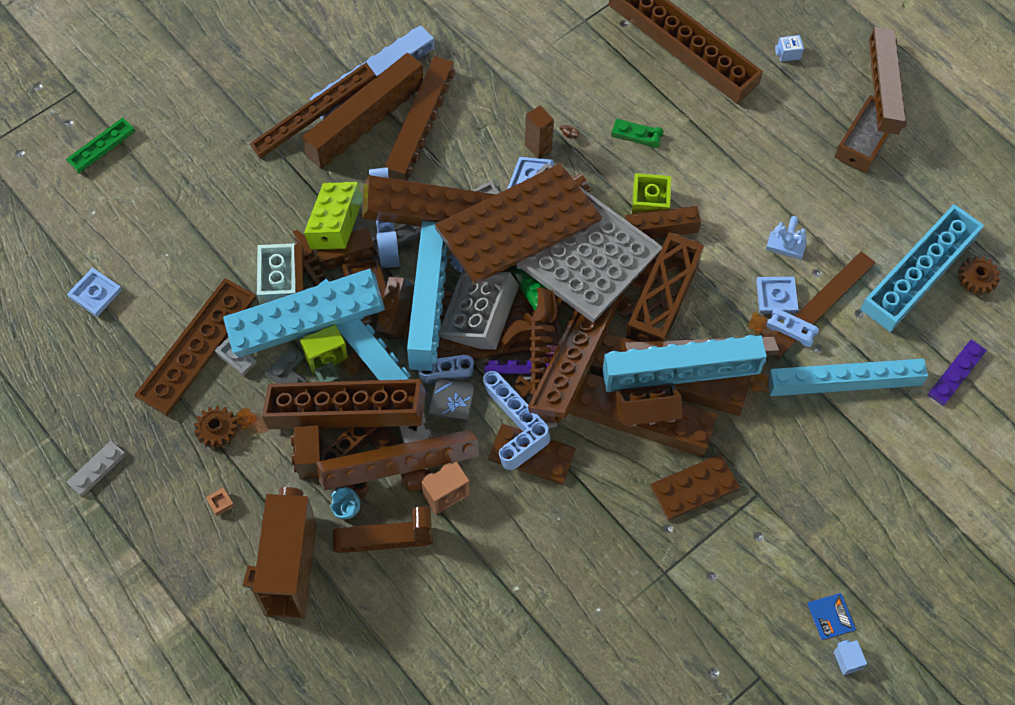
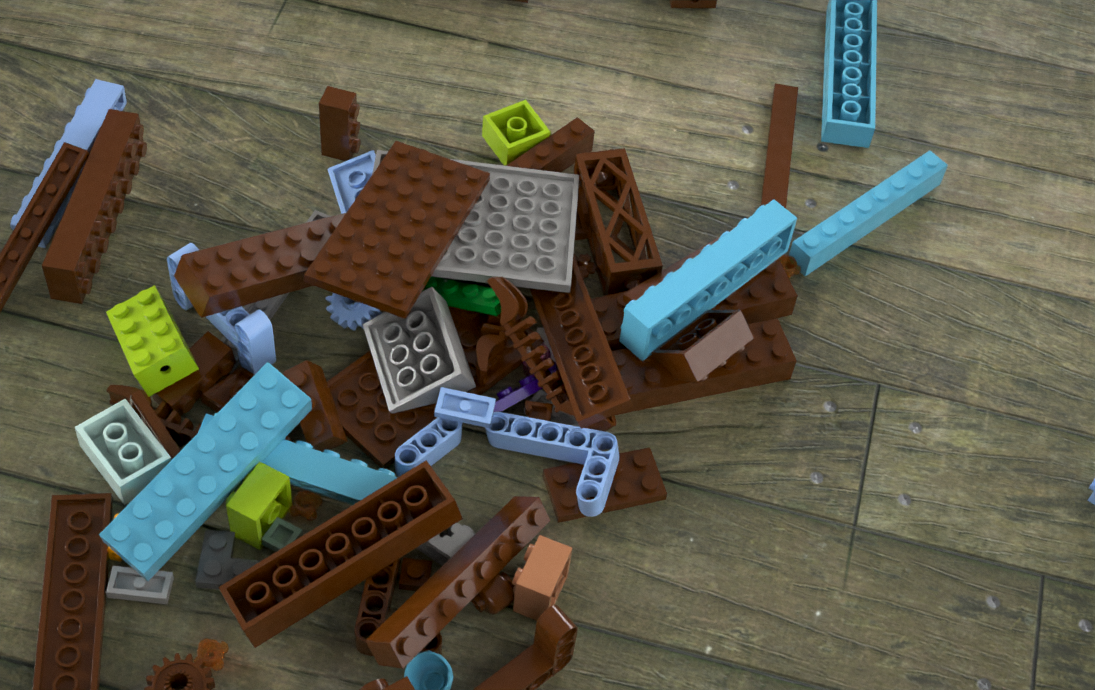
camera: 40 degrees left, 10 degrees down
(307, 451) = (335, 641): reddish brown brick -> none
(420, 118) = (172, 176): reddish brown brick -> none
(427, 299) = (351, 371): medium azure brick -> none
(451, 400) = (466, 475): dark grey tile -> none
(477, 359) = (465, 407): none -> light blue plate
(569, 130) = (366, 113): reddish brown plant -> none
(637, 133) = (443, 81): green plate -> none
(694, 487) = (808, 415): reddish brown plate -> none
(757, 322) = (739, 203): clear orange plate -> none
(776, 294) = (729, 169): light blue plate -> none
(787, 241) = (699, 111): light blue piece -> none
(792, 327) = (774, 189): light blue plate -> none
(831, 616) = (1054, 464): blue sticker -> none
(957, 372) = (962, 153): dark purple plate -> none
(978, 275) = (905, 50): reddish brown gear -> none

